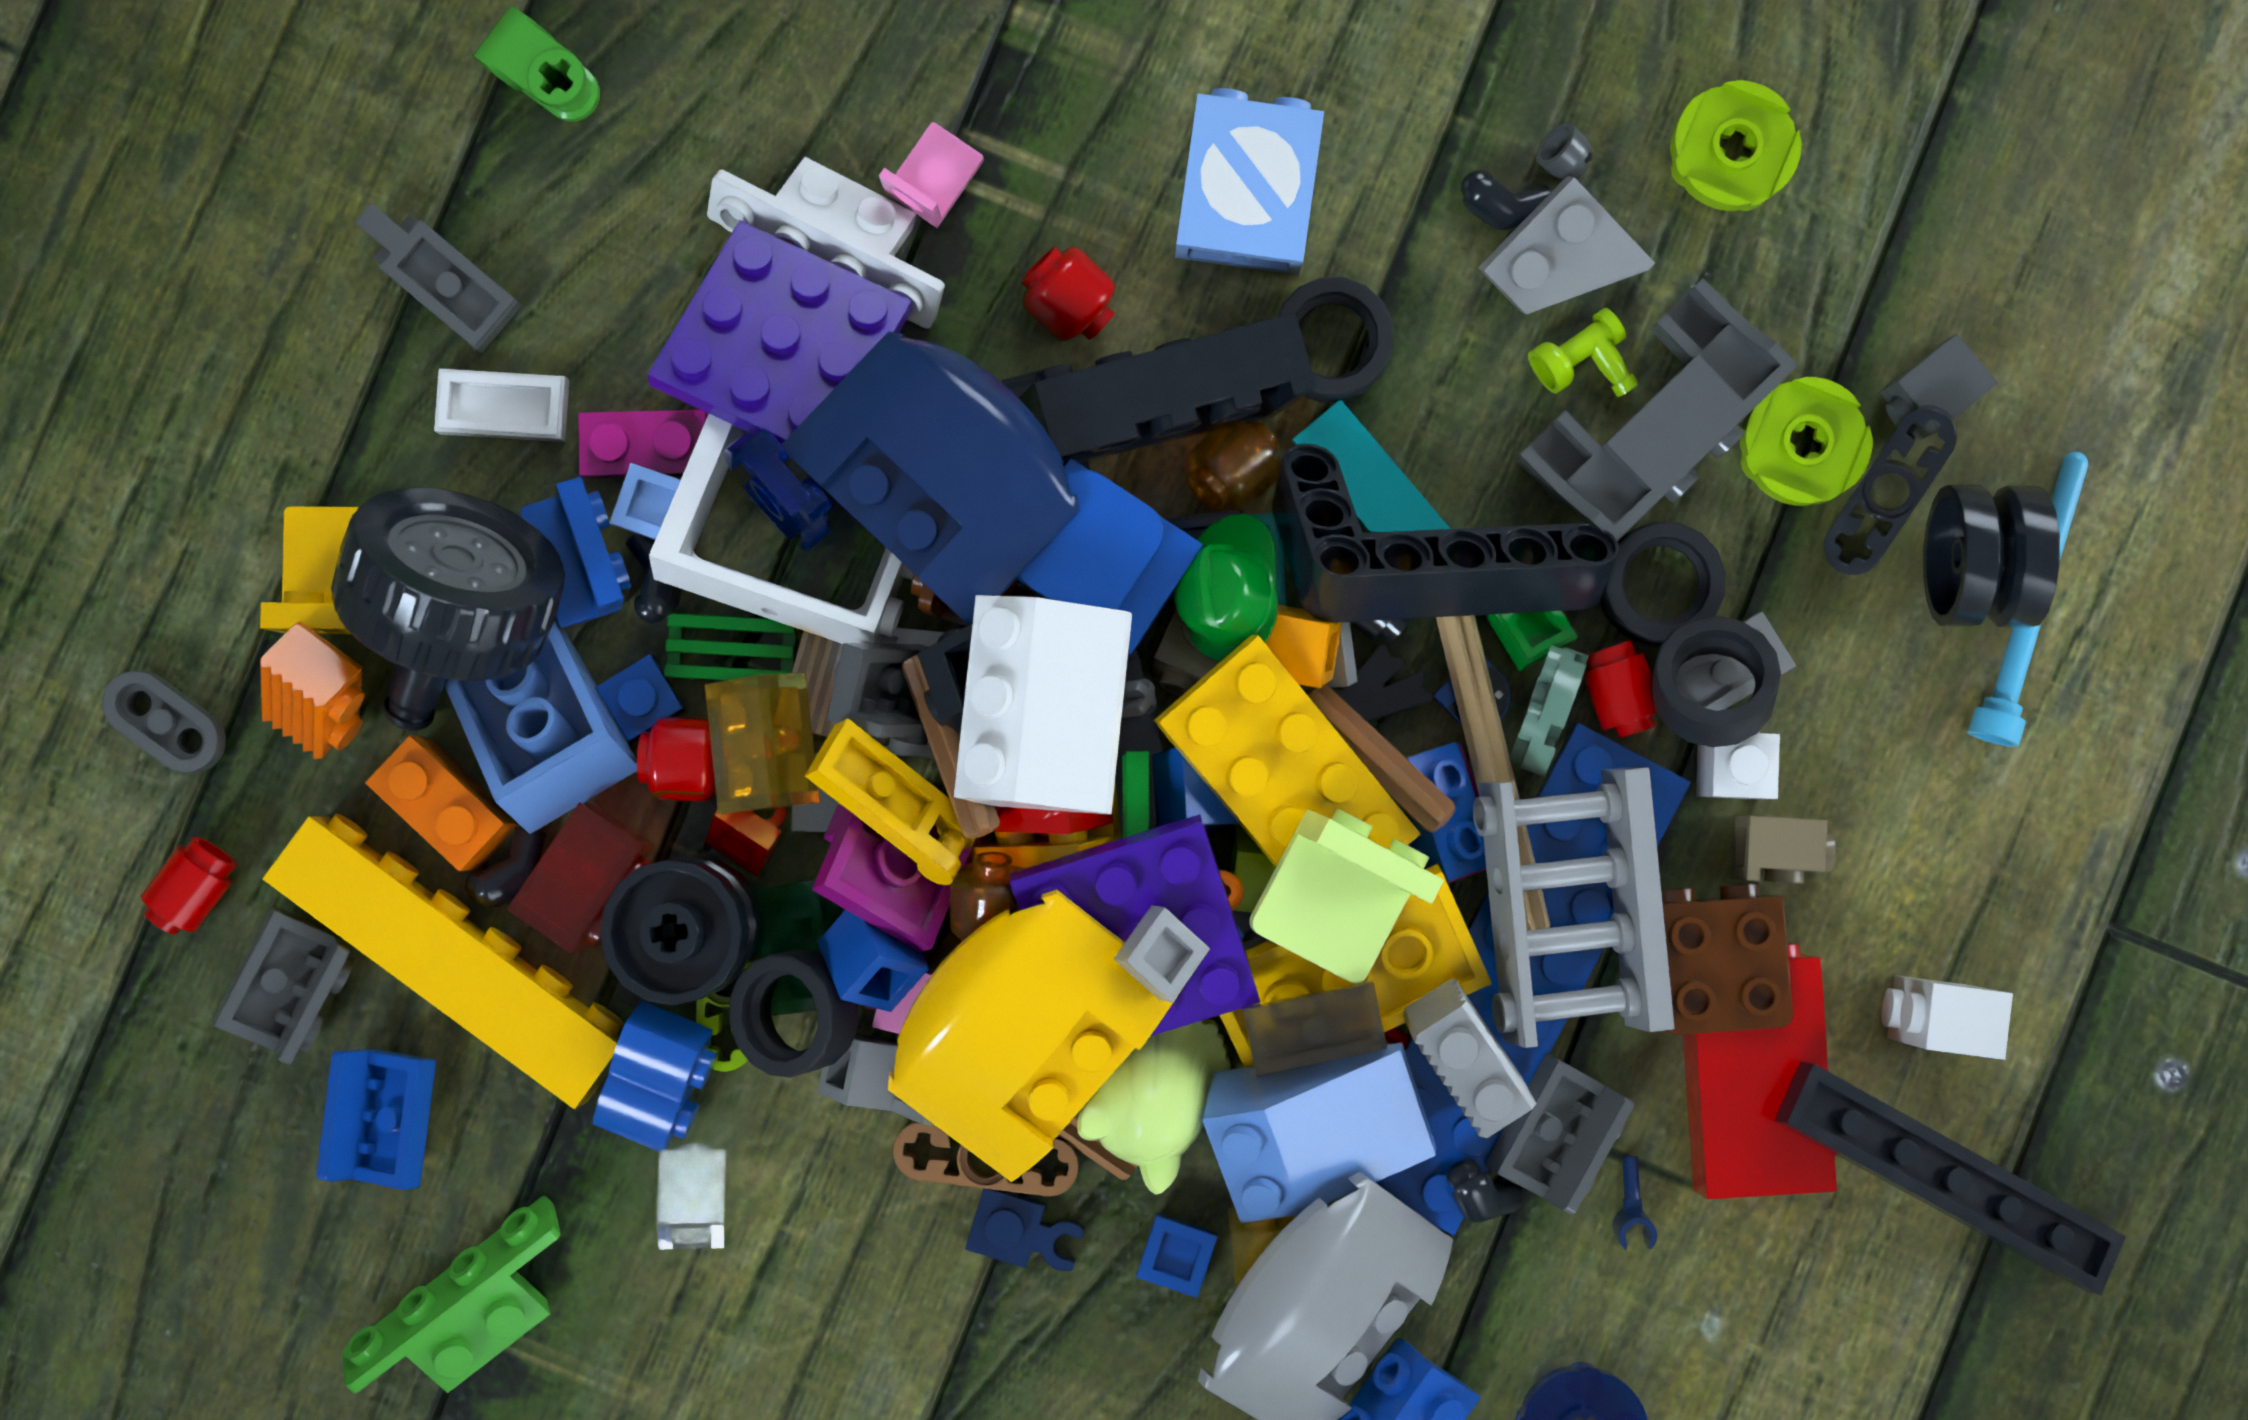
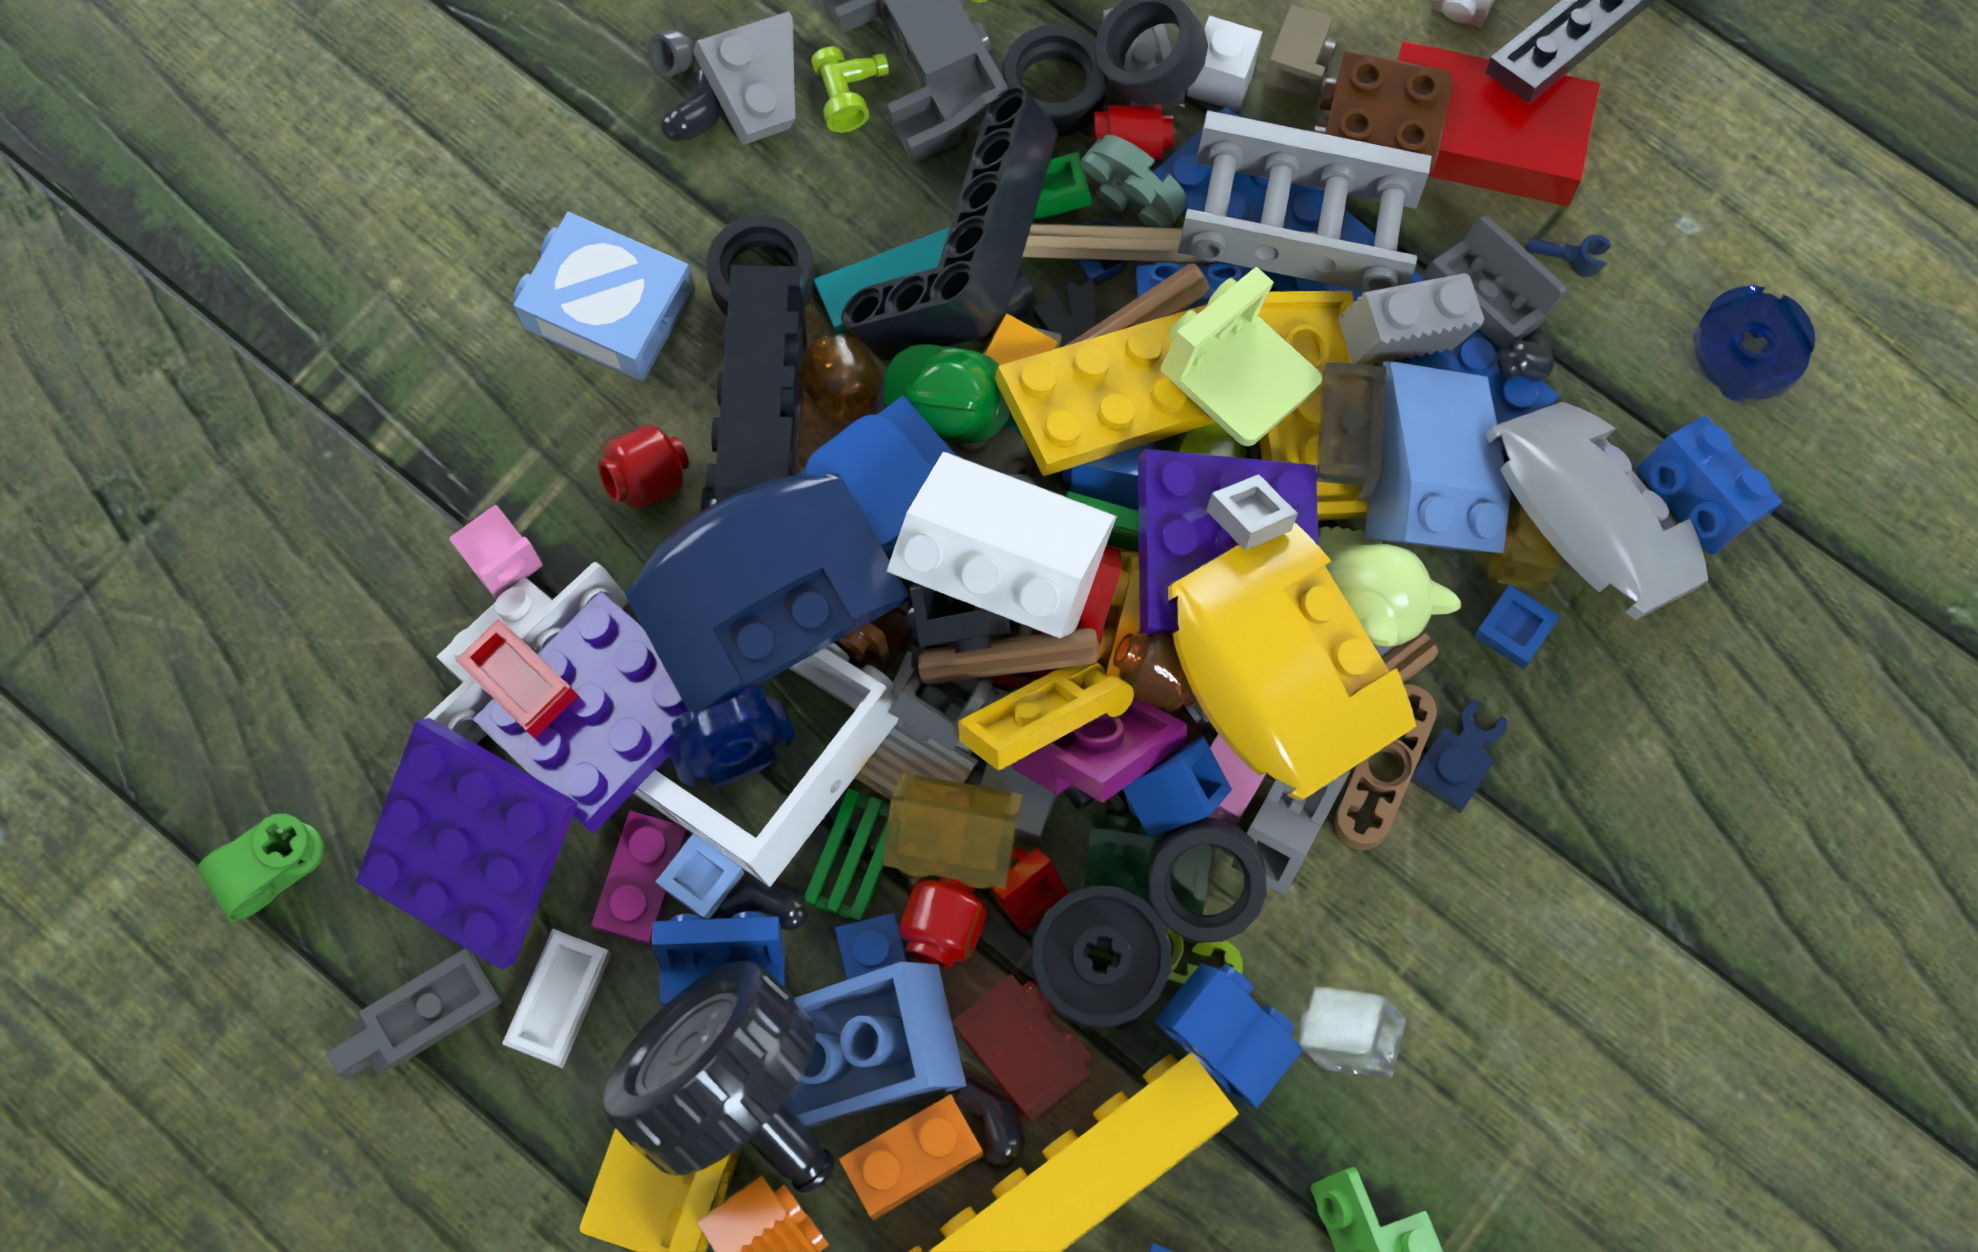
camera: 70 degrees left, 15 degrees down
(609, 261) = (466, 842): none -> dark purple plate
(784, 250) = (517, 678): none -> tile

